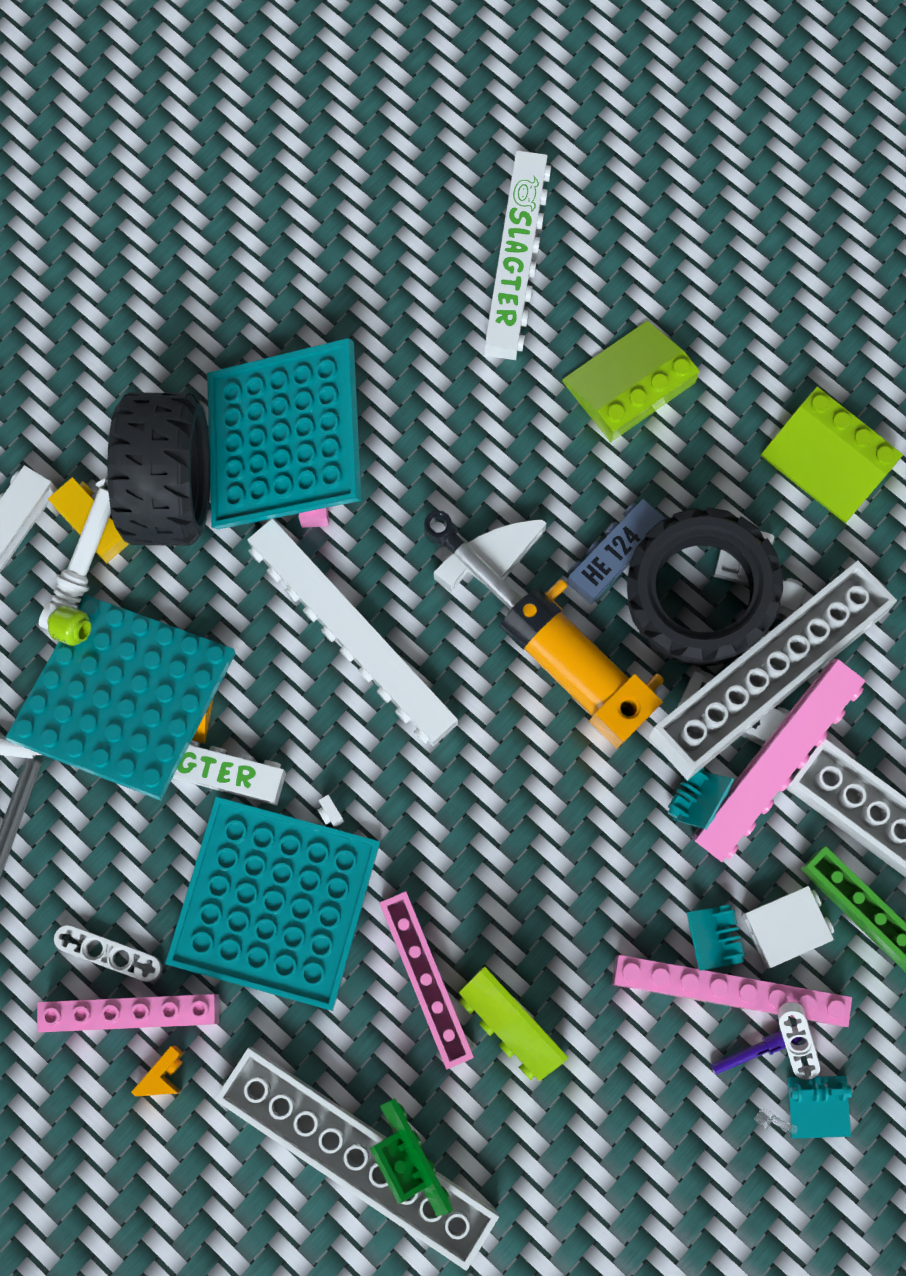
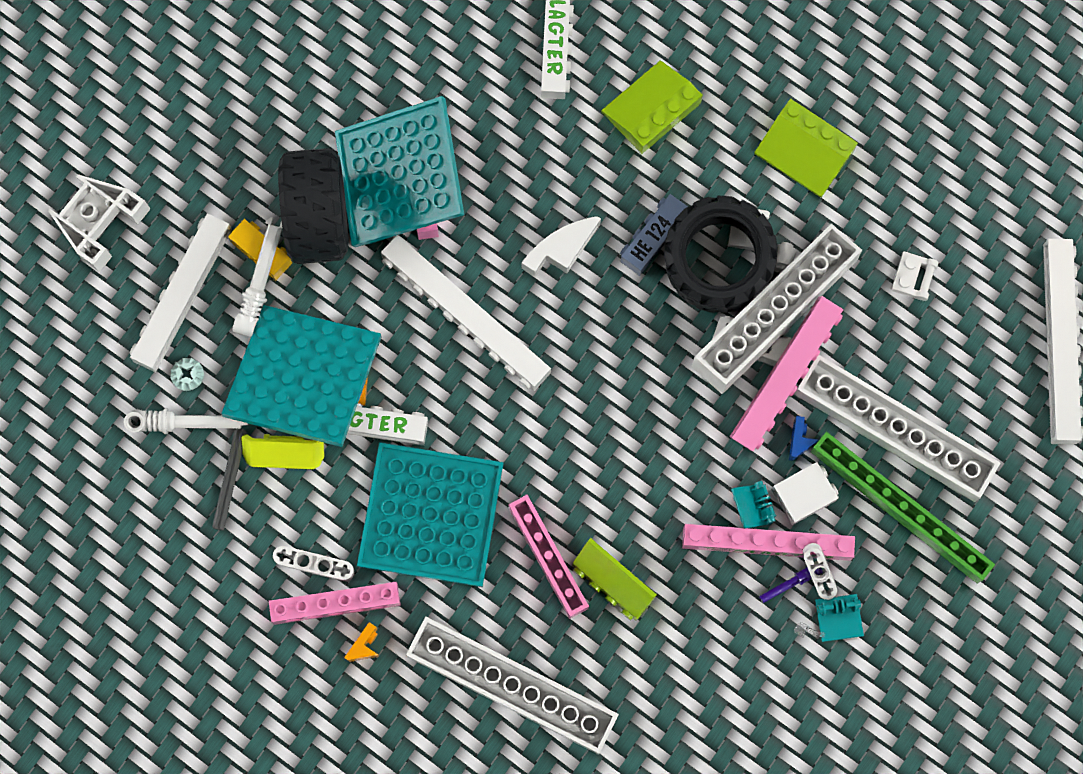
camera: 10 degrees left, 0 degrees up
(69, 625) = (257, 327): lime head -> none
(84, 796) = (282, 452): none -> neon yellow piece
(329, 812) = (464, 445): white plate -> none
(405, 1163) = (548, 681): green bracket -> none
(559, 646) = (619, 307): light orange piece -> none
(701, 800) = (734, 408): teal hinge -> none
(785, 858) = (799, 444): none -> blue slope

